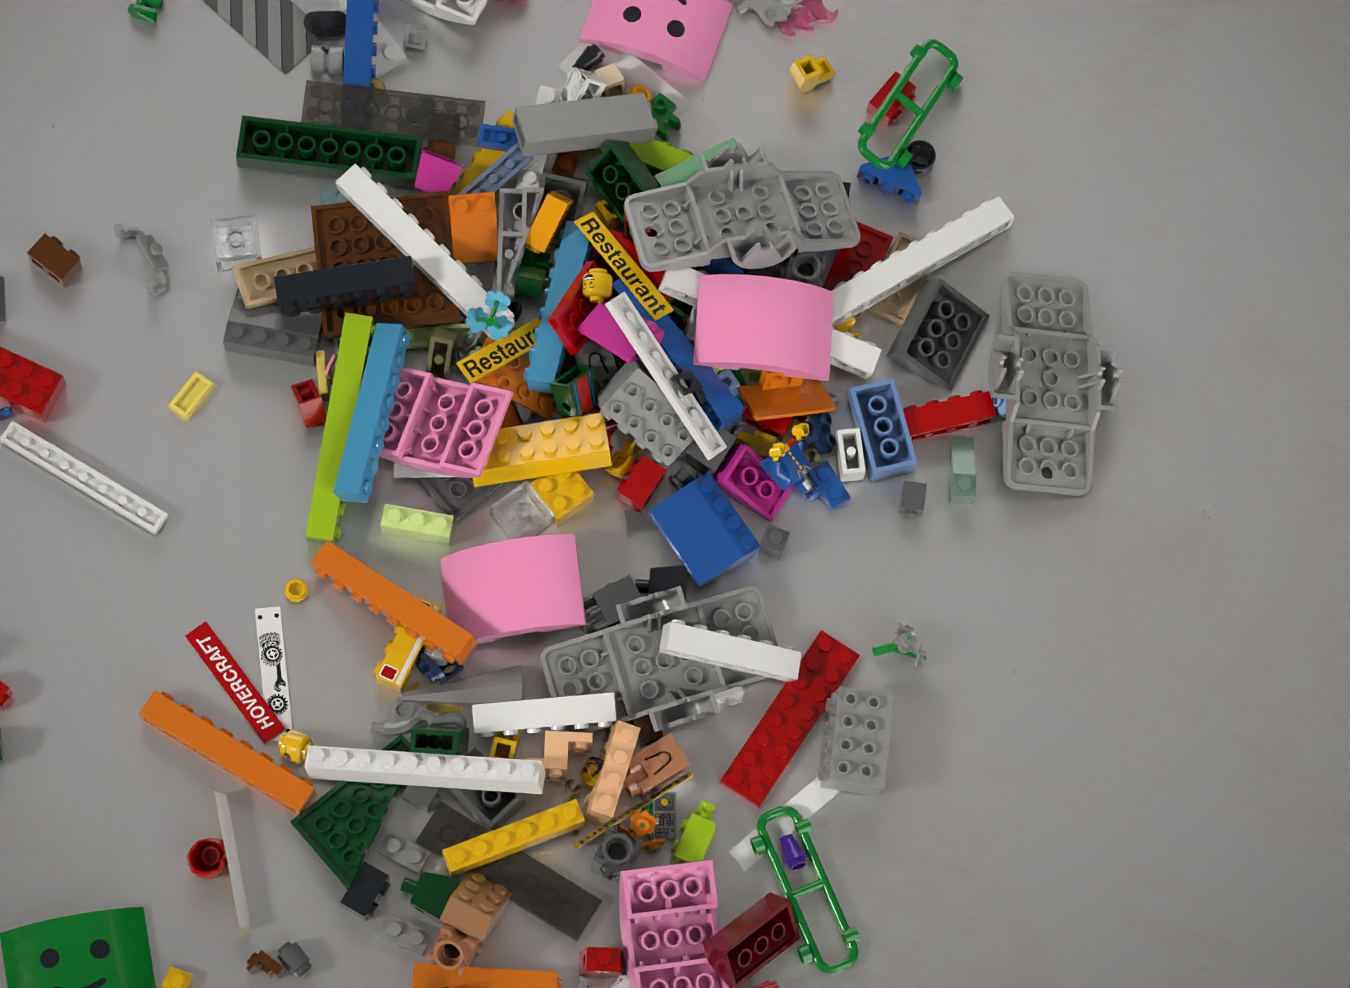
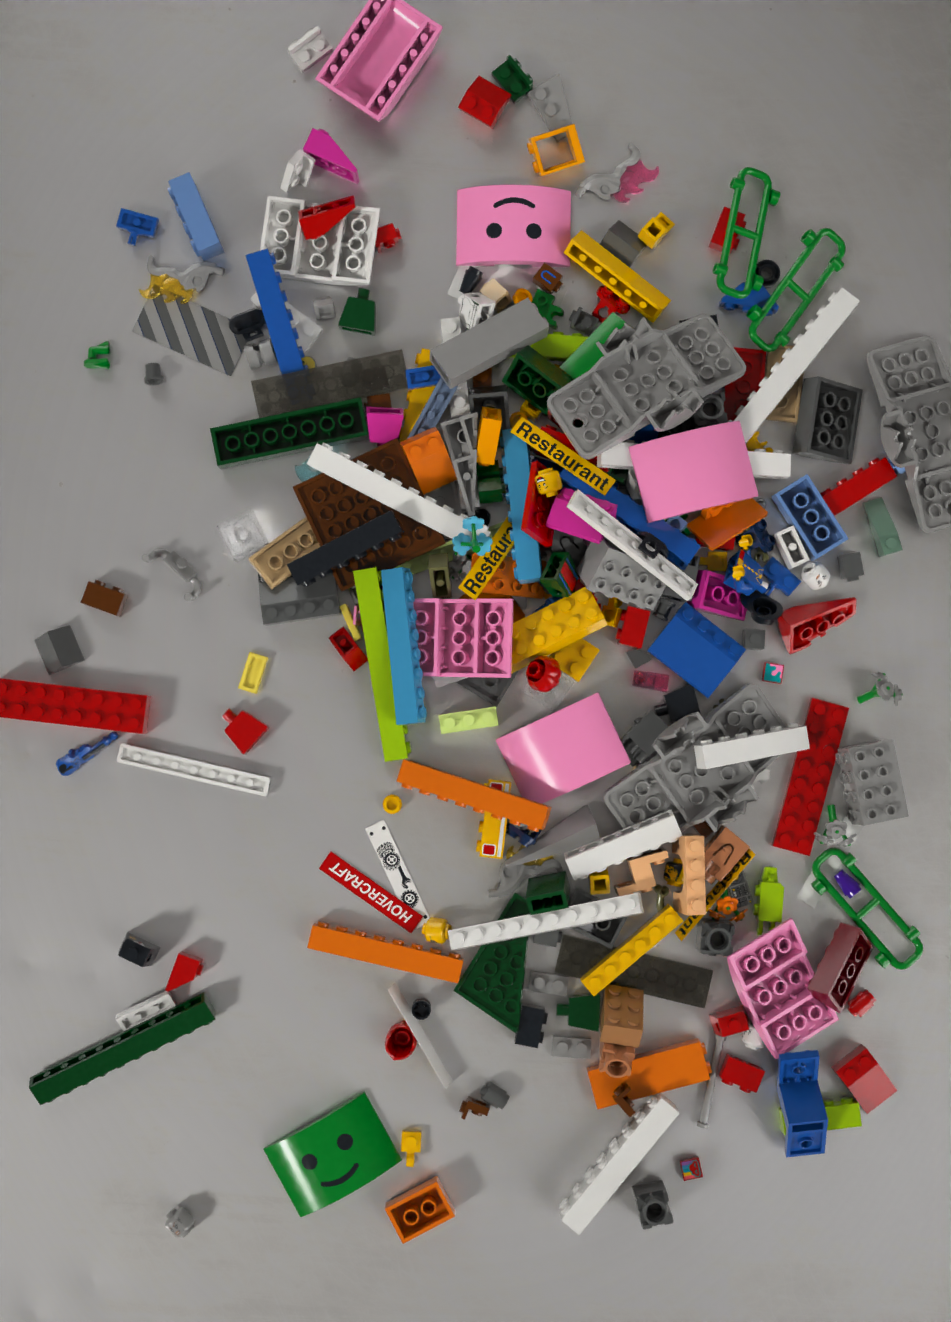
camera: 10 degrees left, 15 degrees up
(158, 452) = (244, 729): none -> red torso
(200, 44) = (153, 374): none -> dark grey piece
(245, 825) = (419, 1011): none -> black wheel
(452, 55) = (359, 314): none -> dark green torso
(519, 491) = (543, 673): none -> red plant
(642, 550) = (650, 681): none -> clear pink leg
(674, 85) = (548, 279): none -> reddish brown brick
(696, 140) = (583, 322): none -> dark grey bracket
(738, 129) = (610, 300): none -> red bracket
(752, 106) = (617, 276): none -> yellow brick
(768, 78) = (623, 243): none -> dark grey slope
(784, 588) = (772, 673): none -> tile
(795, 509) = (762, 607): none -> black piece
(797, 779) = (834, 829): none -> light grey plant
(846, 545) = (806, 622): none -> red wedge
(868, 495) = (815, 575): none -> white head
(894, 193) = (756, 314): none -> green bar

